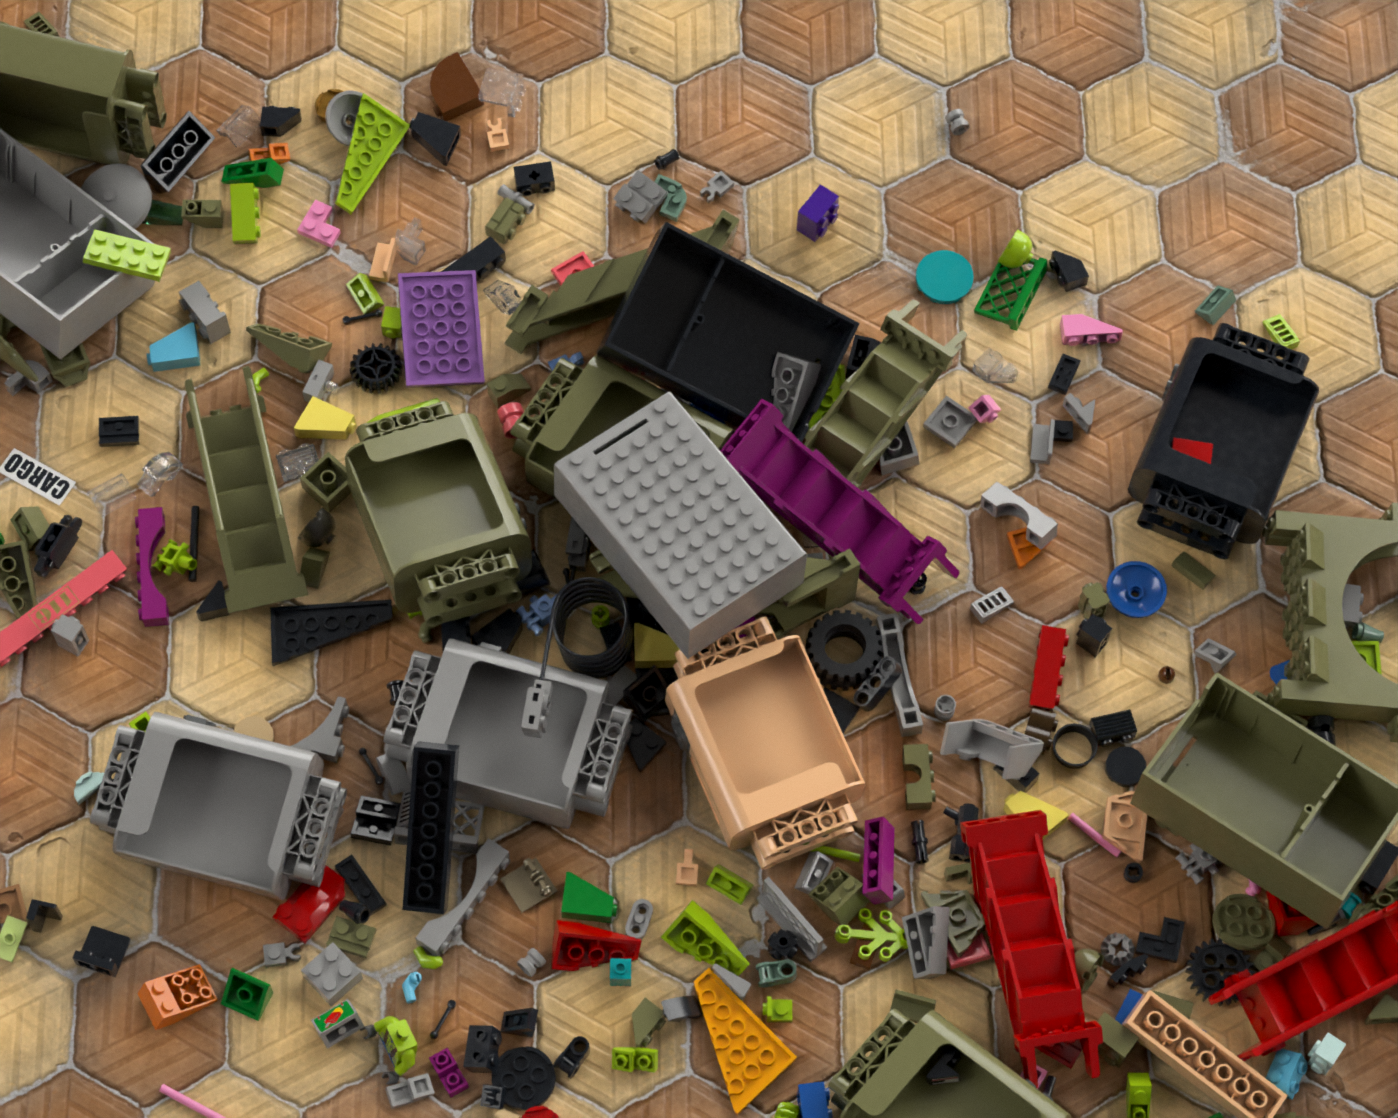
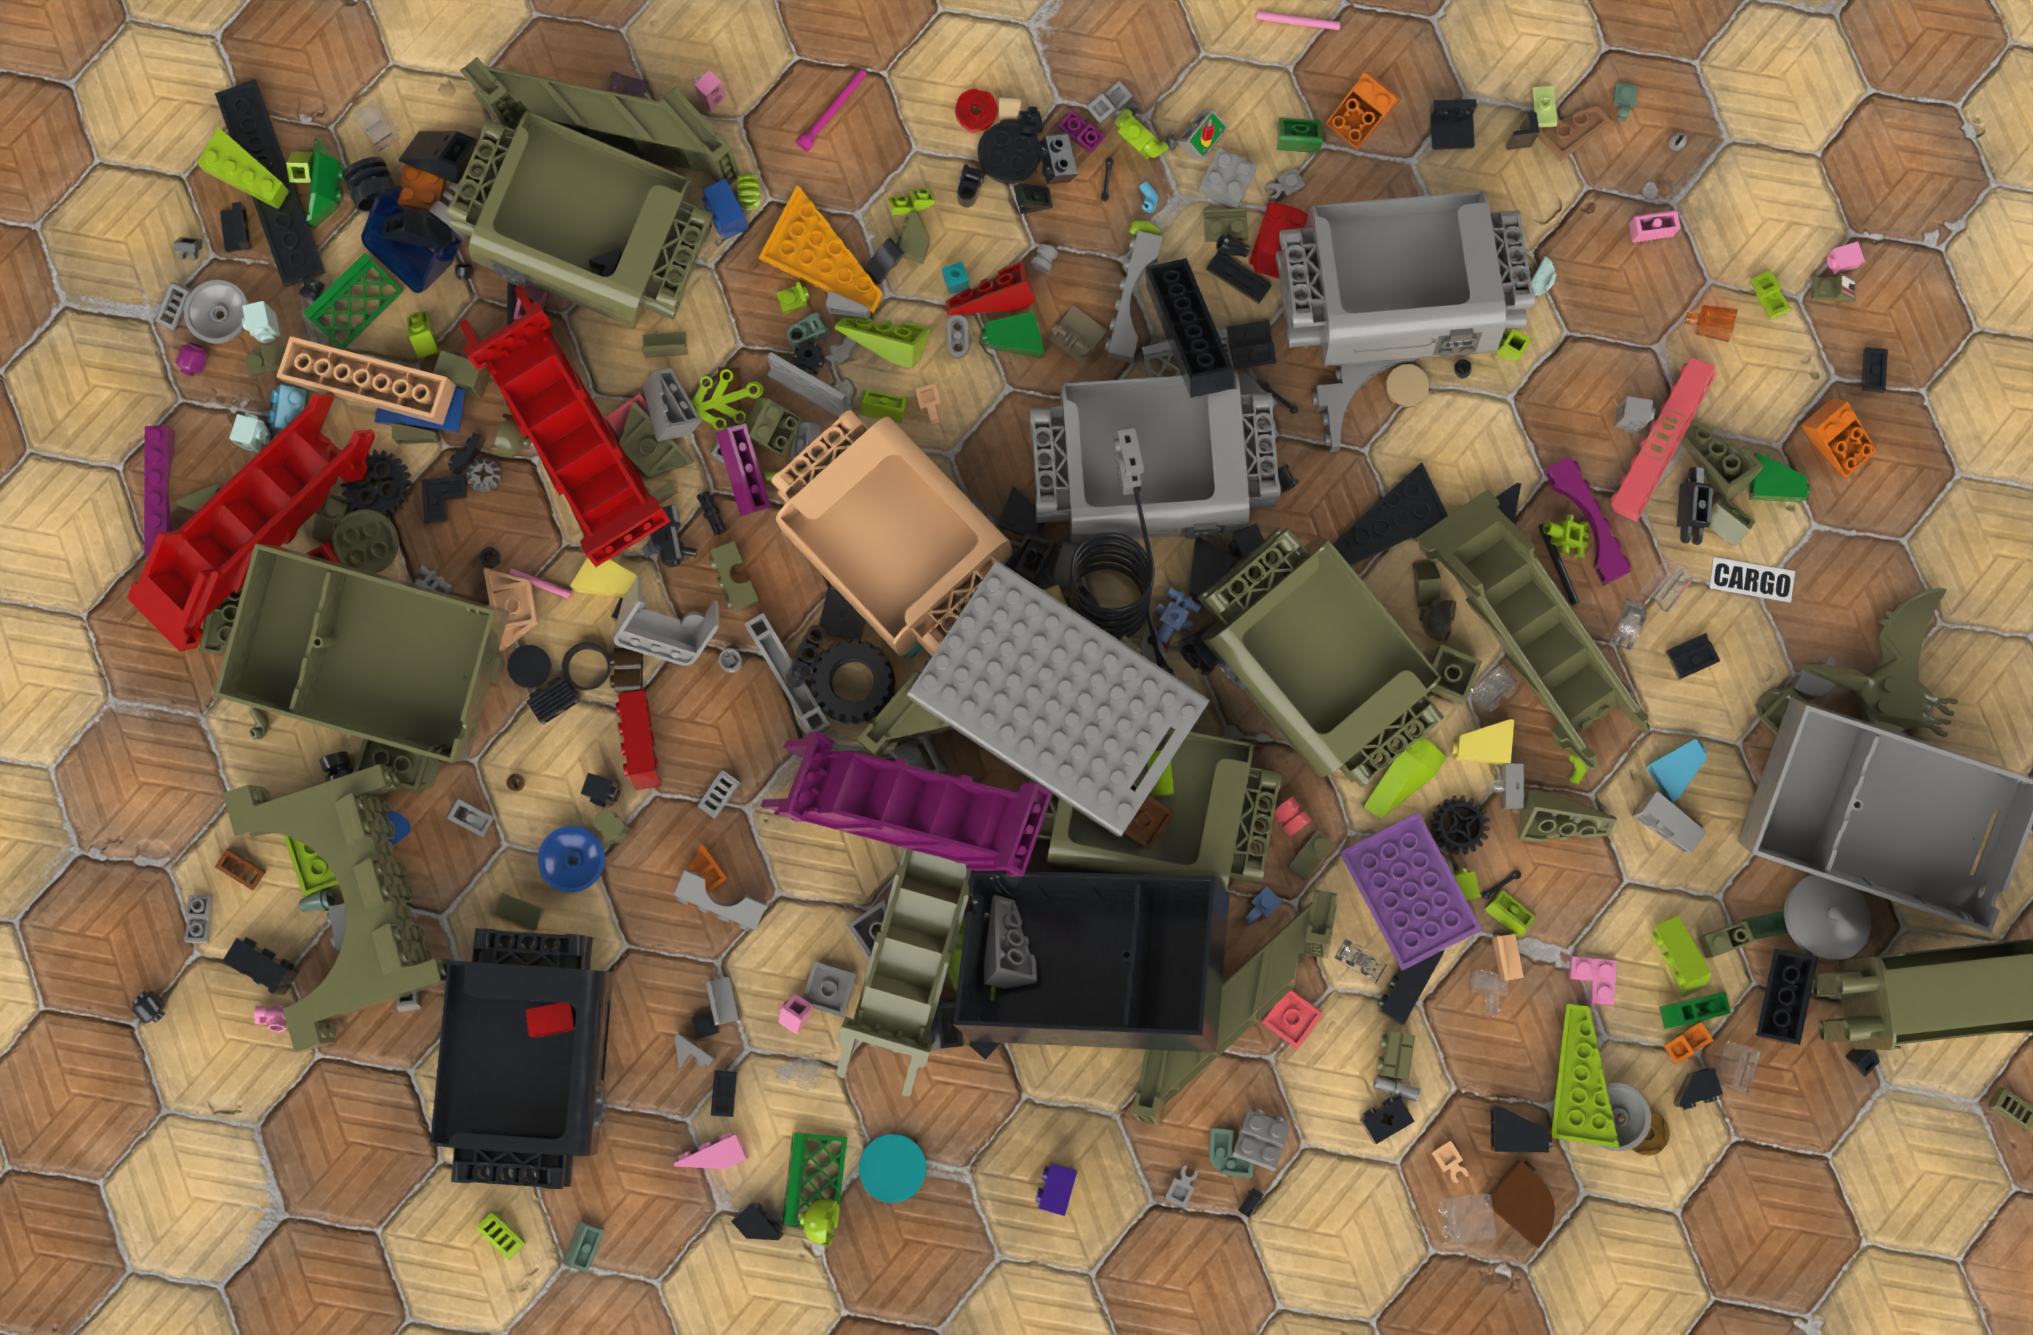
camera: 160 degrees right, 15 degrees up
(126, 255) = (1777, 823): lime plate -> none

